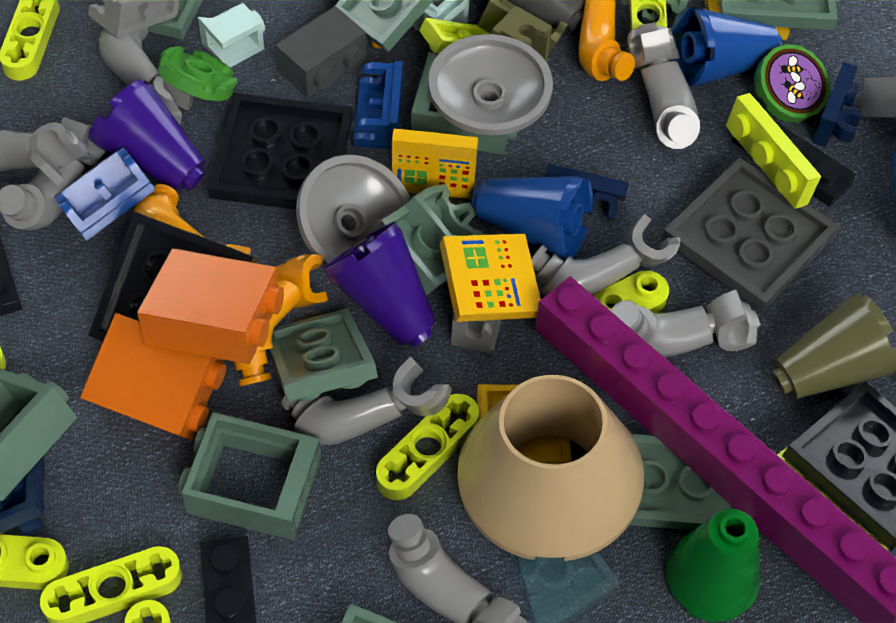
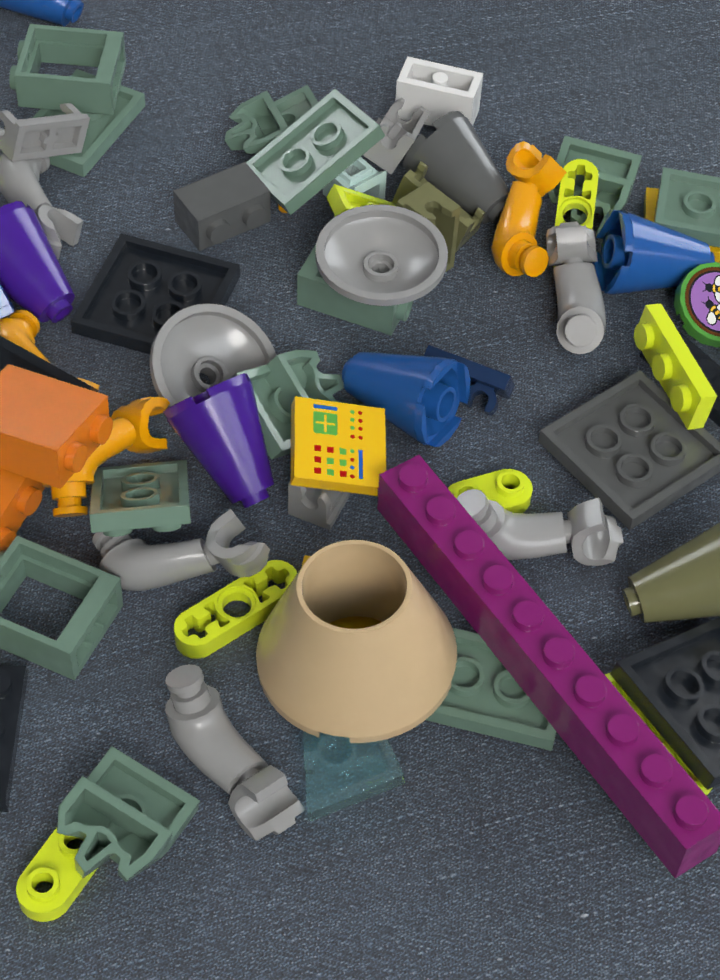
camera: 10 degrees right, 5 degrees down
(197, 74) = (87, 211): bright green tile -> none
(233, 34) = (135, 178): light aqua window -> none
(378, 105) = (270, 268): blue hinge -> none
(435, 159) = (309, 323): yellow tile -> none
(606, 268) = (470, 458): light grey piece -> none
(717, 567) = (513, 775): green cone -> none

